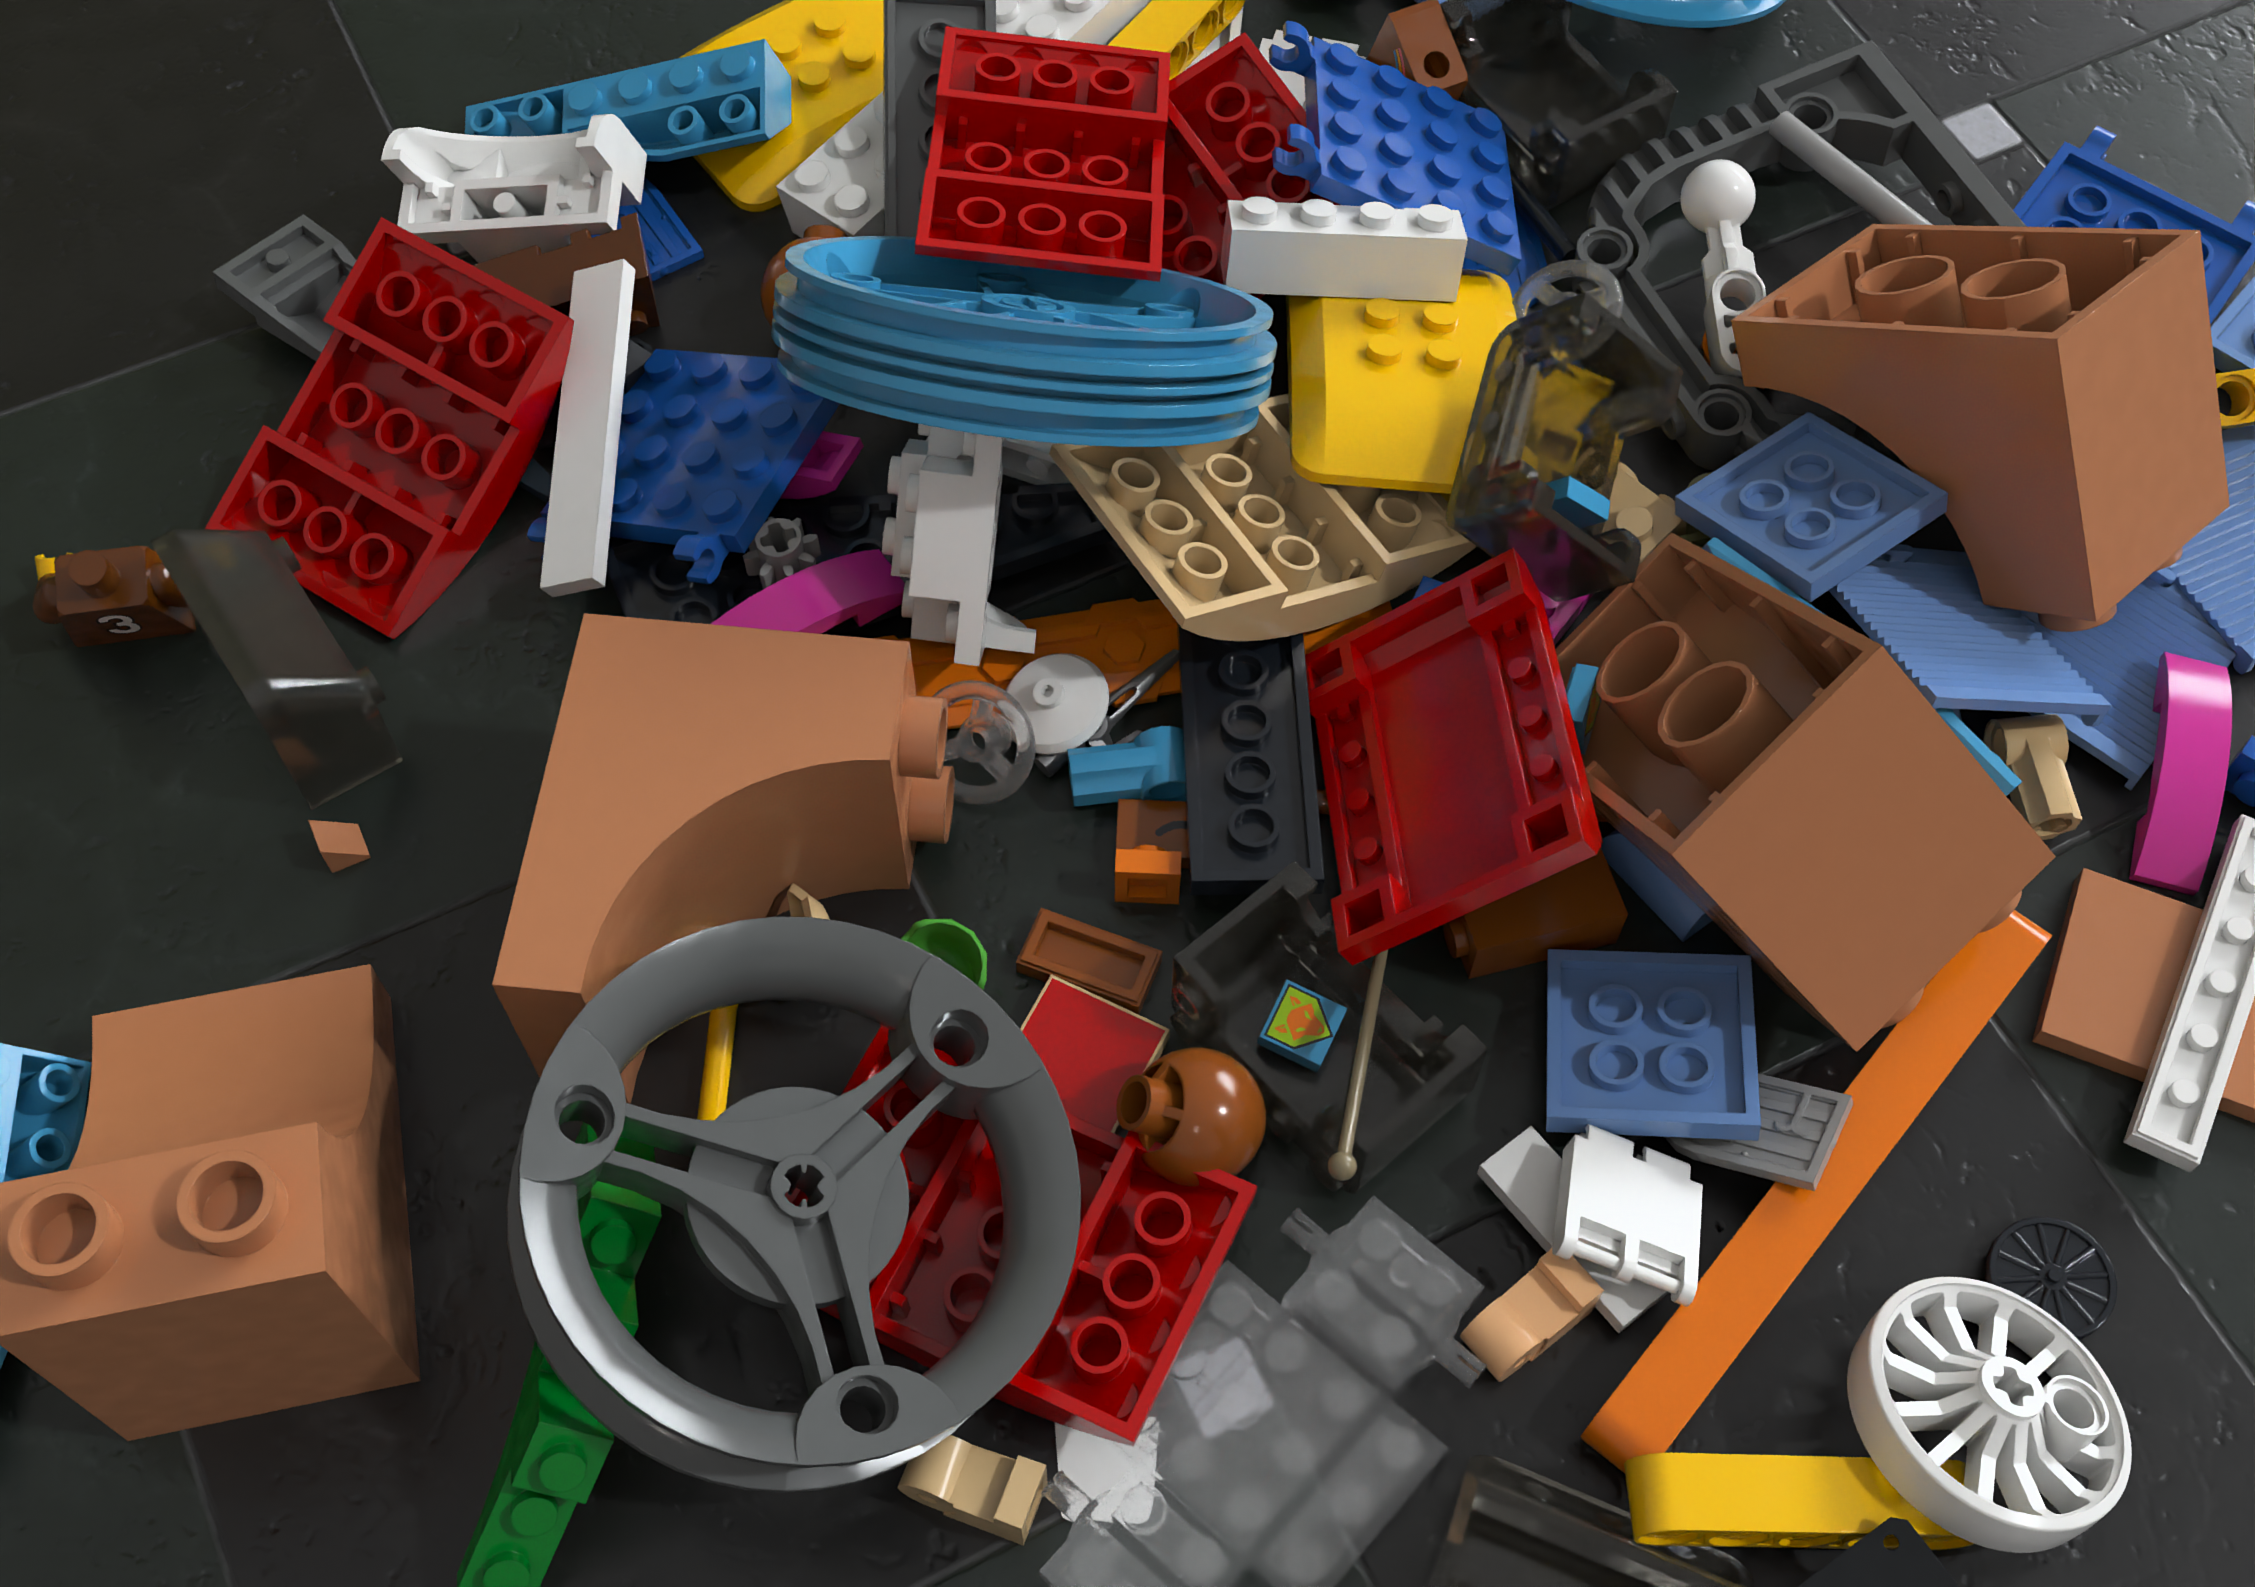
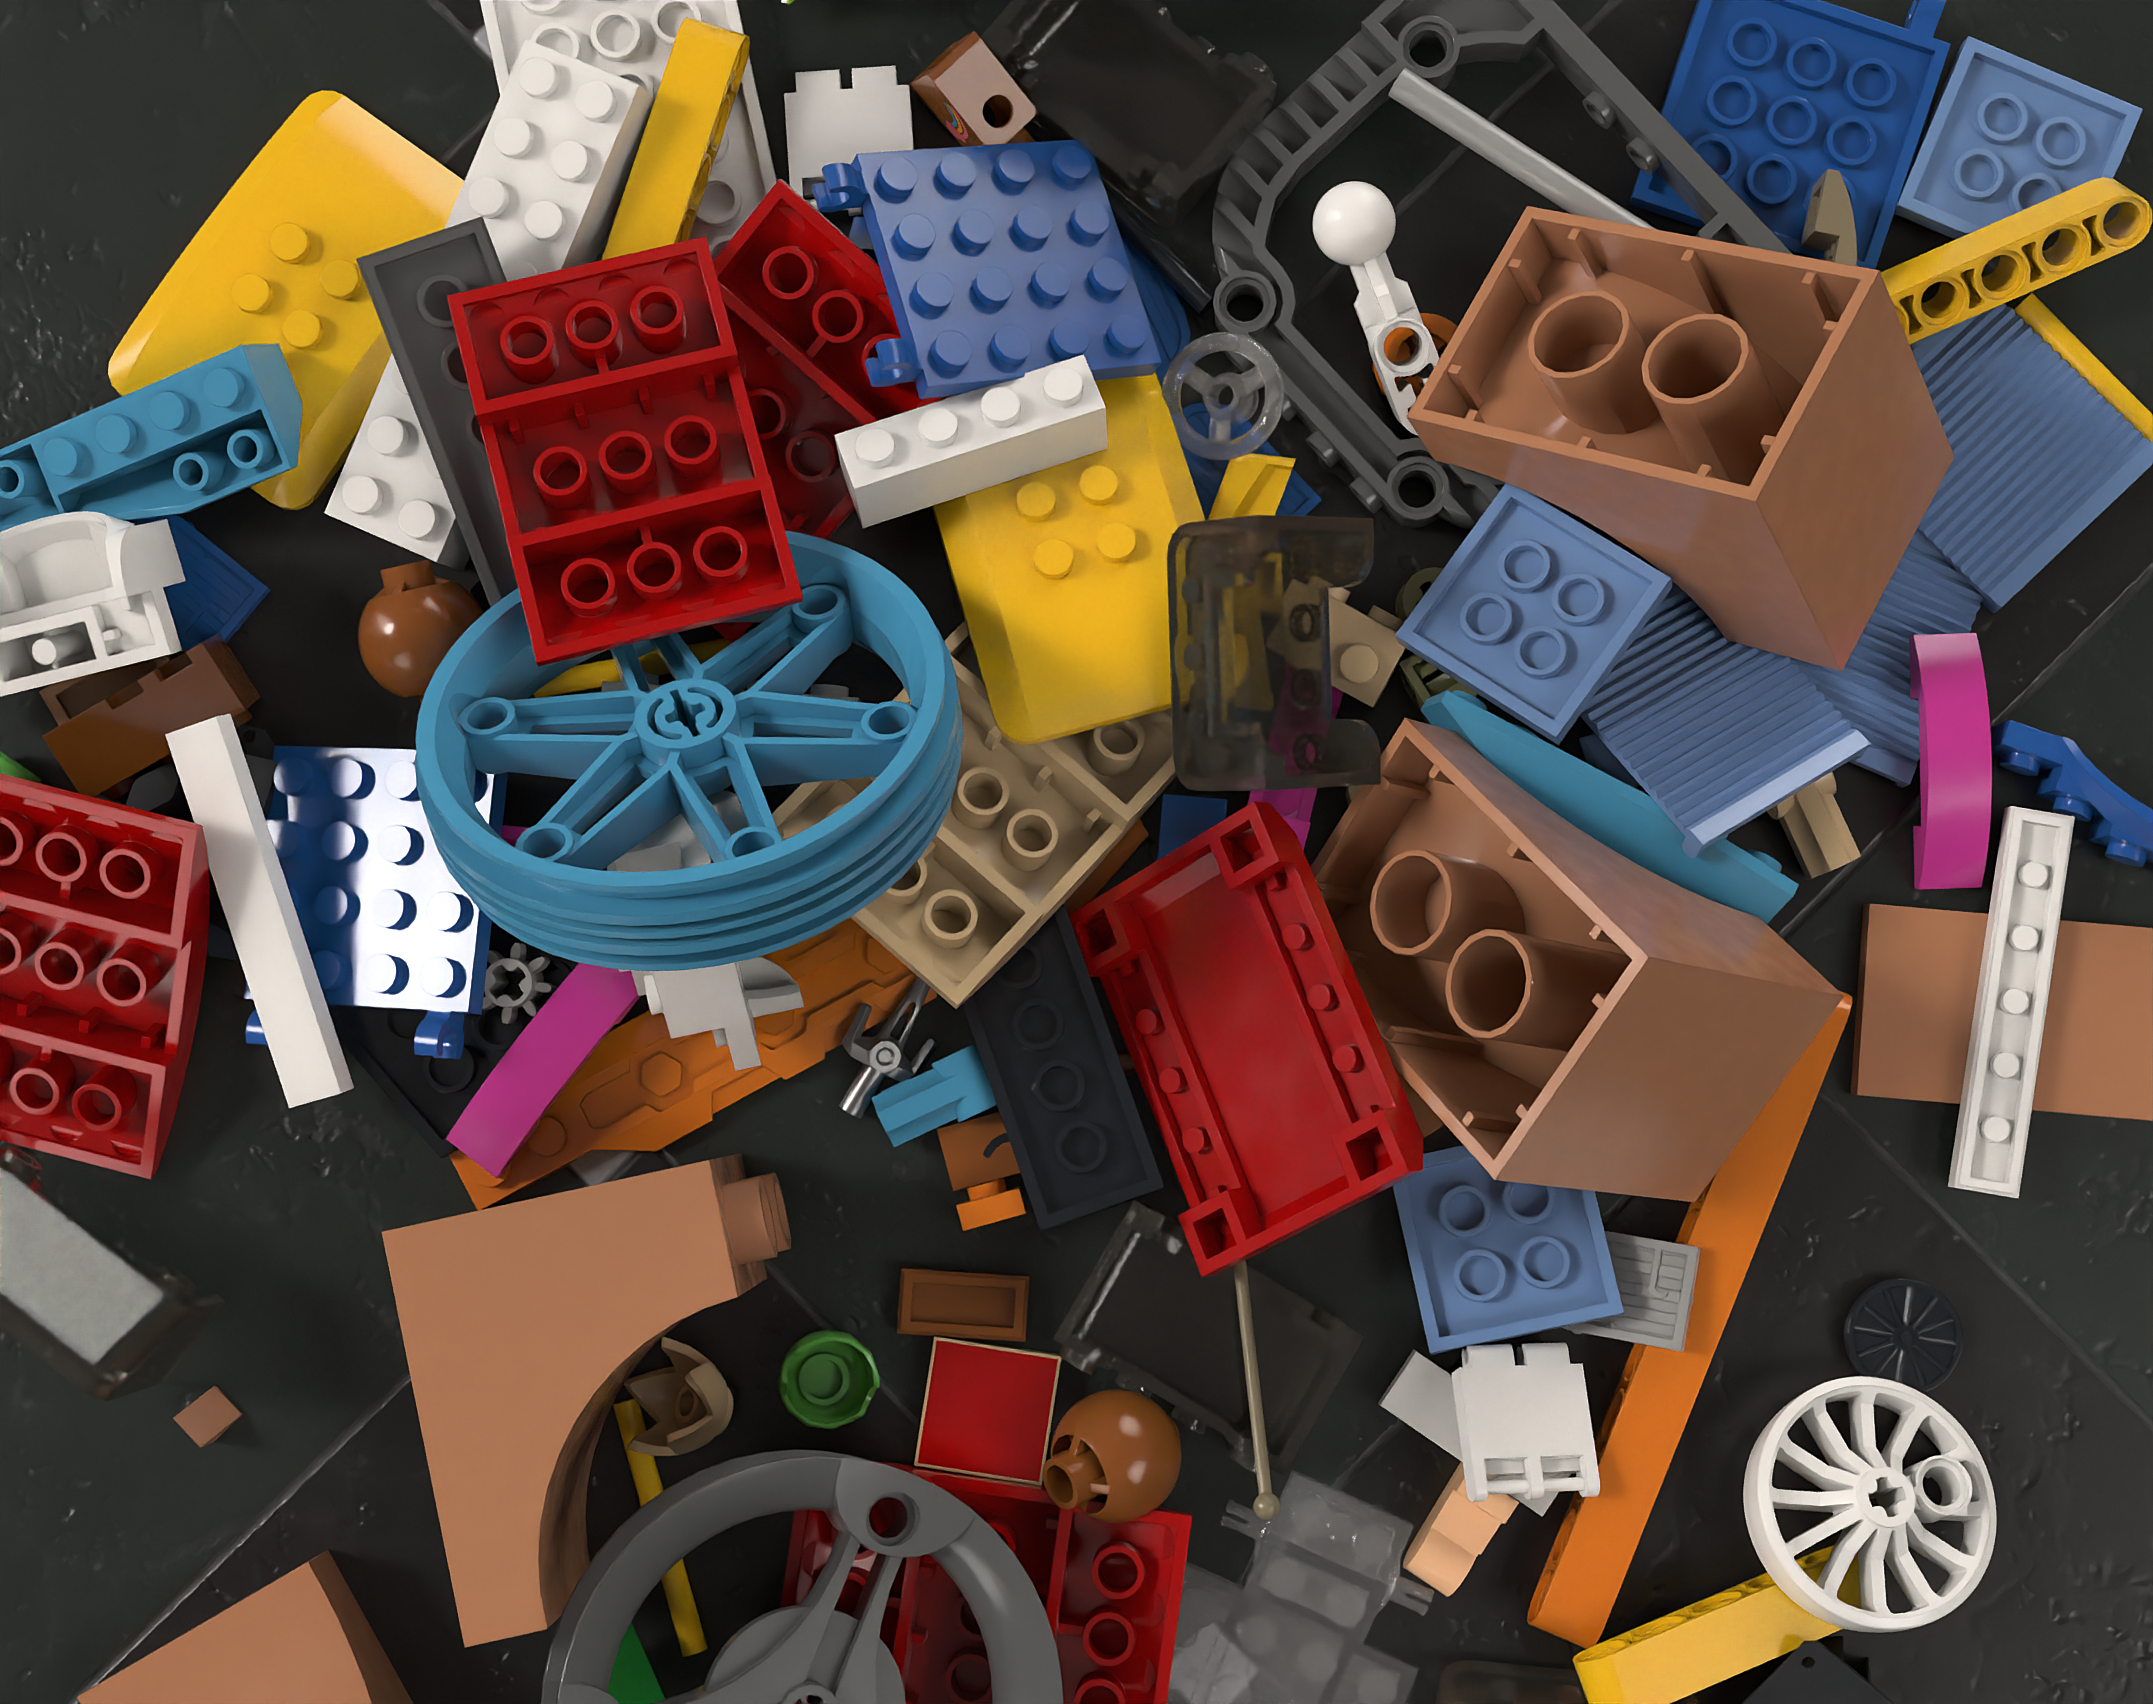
camera: 15 degrees left, 25 degrees up
(997, 739) = (781, 1117): clear piece -> none
(1063, 699) = (841, 1047): white piece -> none
(1302, 1025) = (1182, 1316): tile -> none
(1579, 502) = (1288, 699): dark azure tile -> none
(1583, 701) = (1358, 930): dark azure tile -> none

